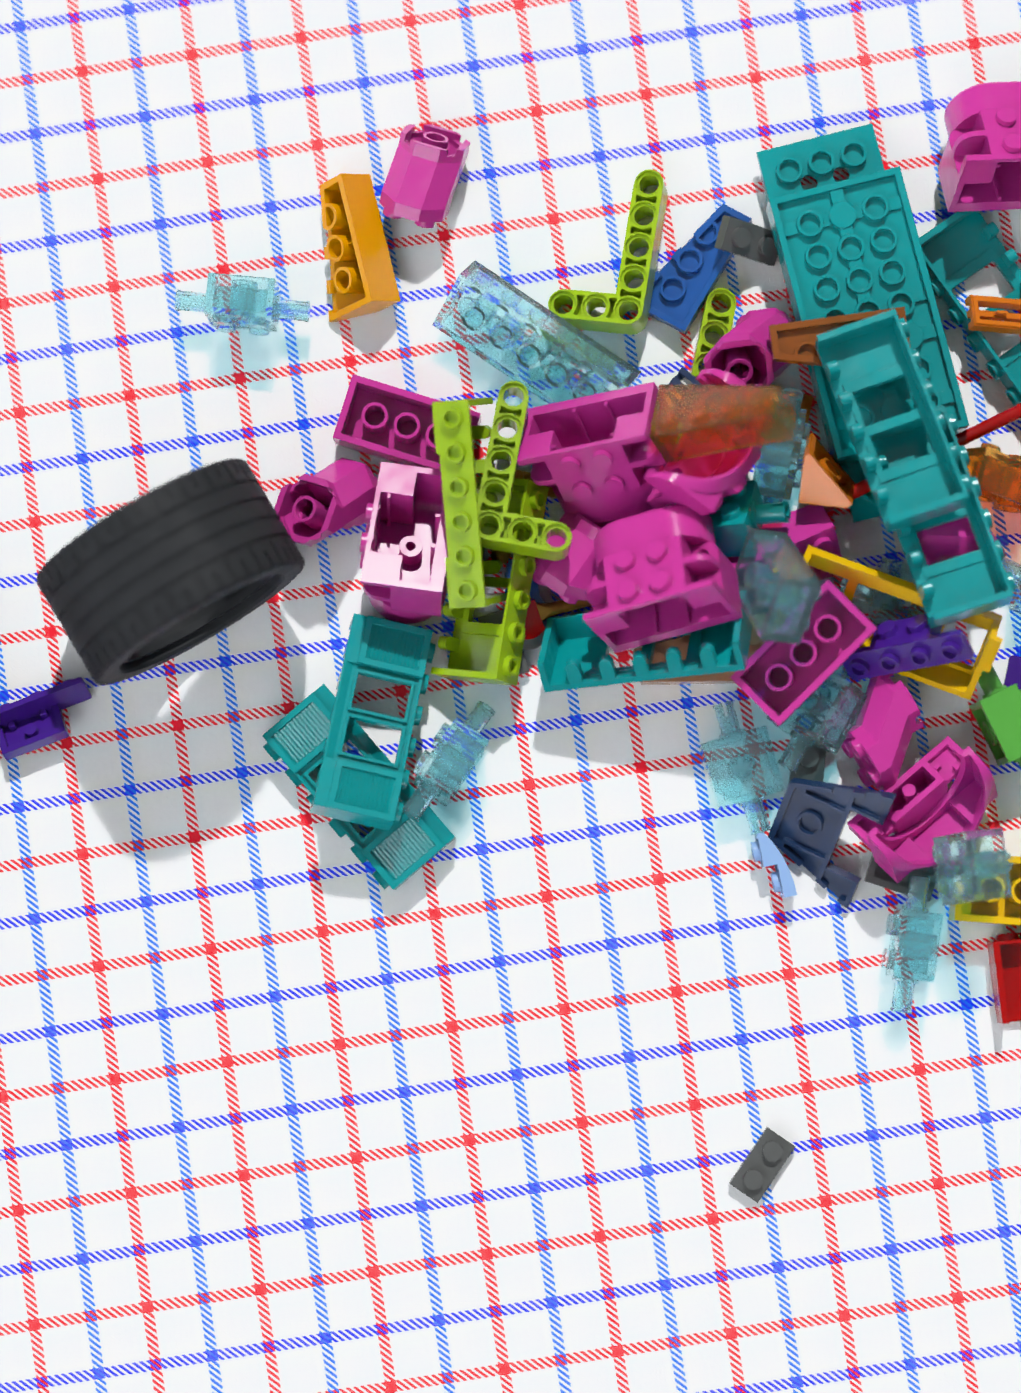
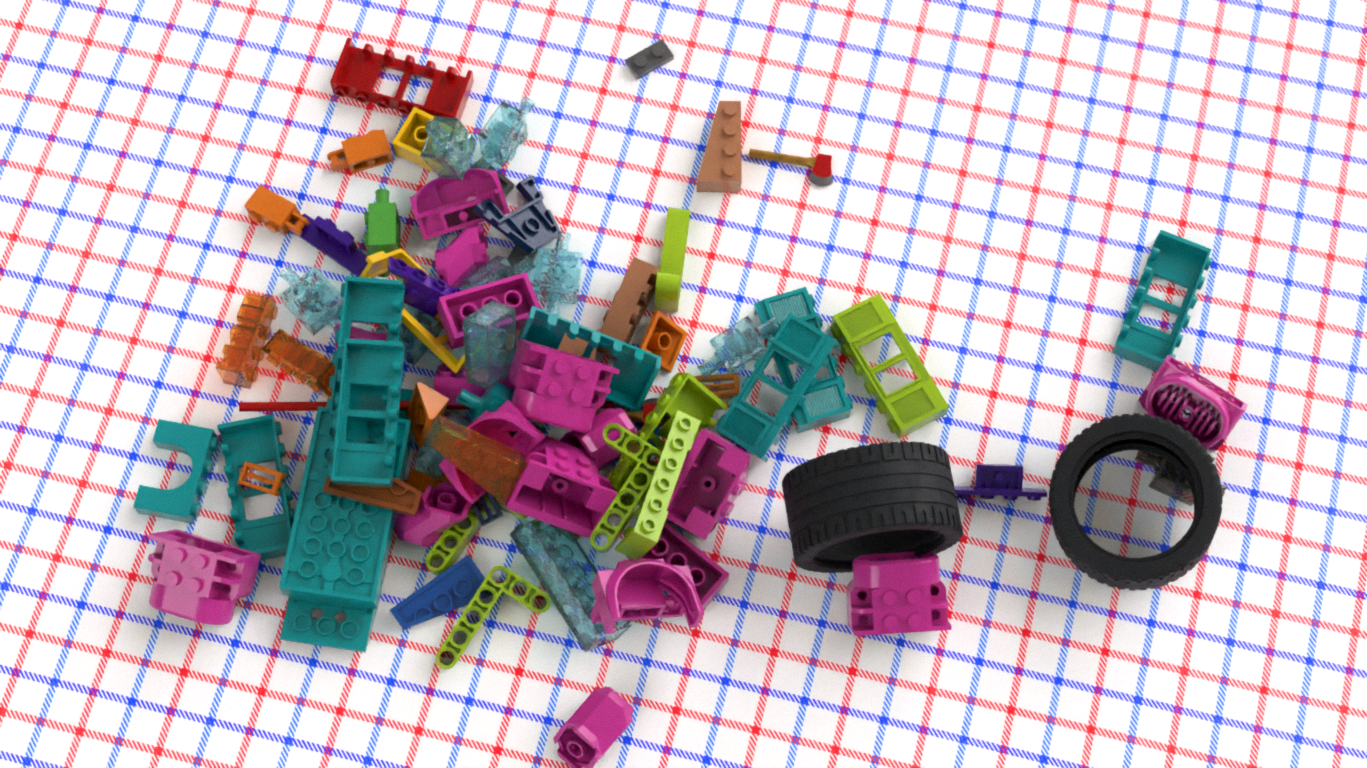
camera: 165 degrees left, 15 degrees down
(91, 478) = (896, 594): none -> dark pink brick
(242, 304) = (752, 690): clear light blue brick -> none
(288, 874) = (907, 406): none -> lime window
(326, 501) = (750, 534): dark pink brick -> none
(356, 248) = (660, 700): light orange wedge -> none
(434, 355) = (636, 593): none -> dark pink piece
(435, 717) = (722, 377): none -> orange tile
(448, 1099) = (821, 164): none -> piece
(557, 731) = (664, 340): none -> orange slope
(591, 1050) = (722, 158): none -> nougat wedge
(595, 860) = (672, 260): none -> lime beam
(626, 755) = (629, 302): none -> nougat wedge
(746, 241) = (400, 595): dark grey plate -> none
(768, 855) = (565, 218): light blue slope -> none

